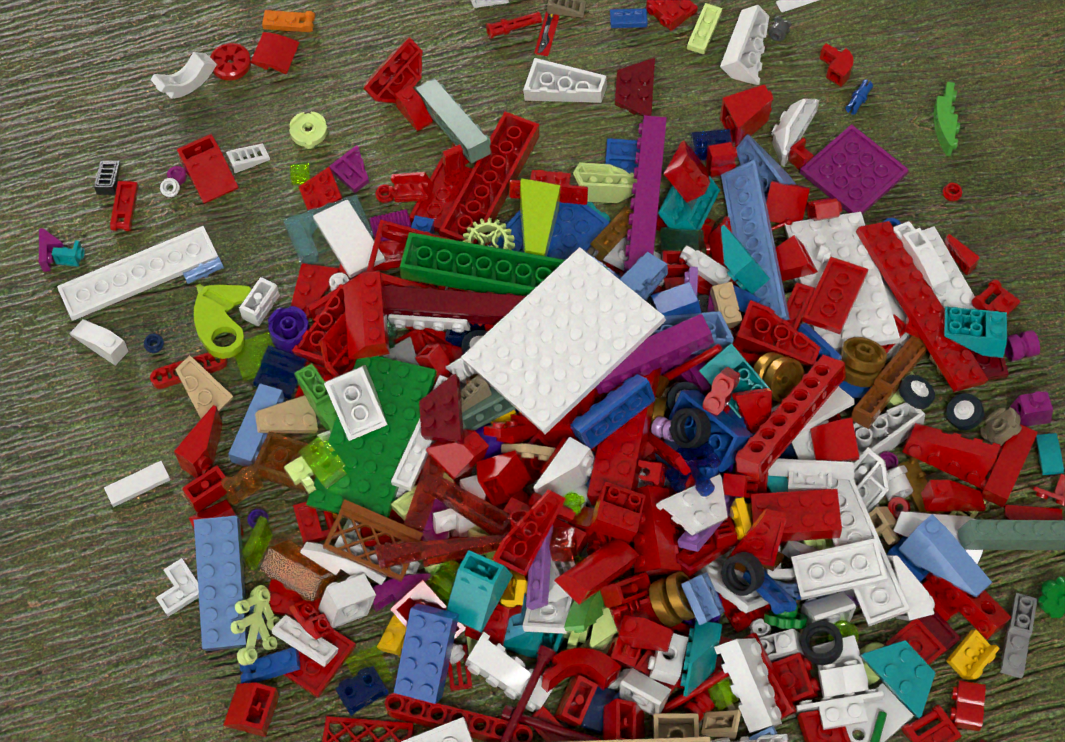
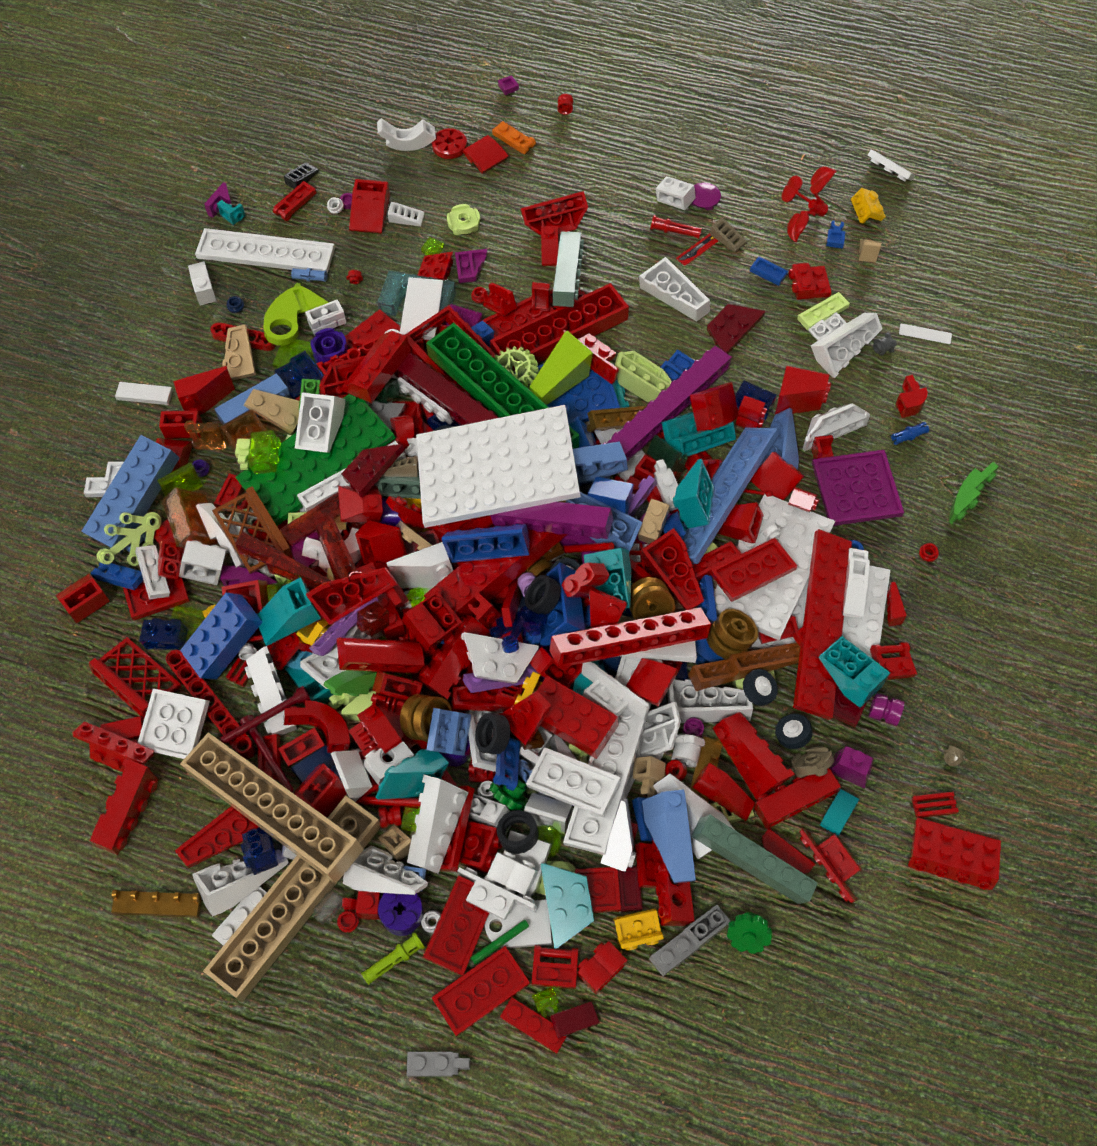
camera: 35 degrees right, 0 degrees up
(250, 246) = (354, 276): none -> red plate
(719, 41) = (826, 327): none -> white slope

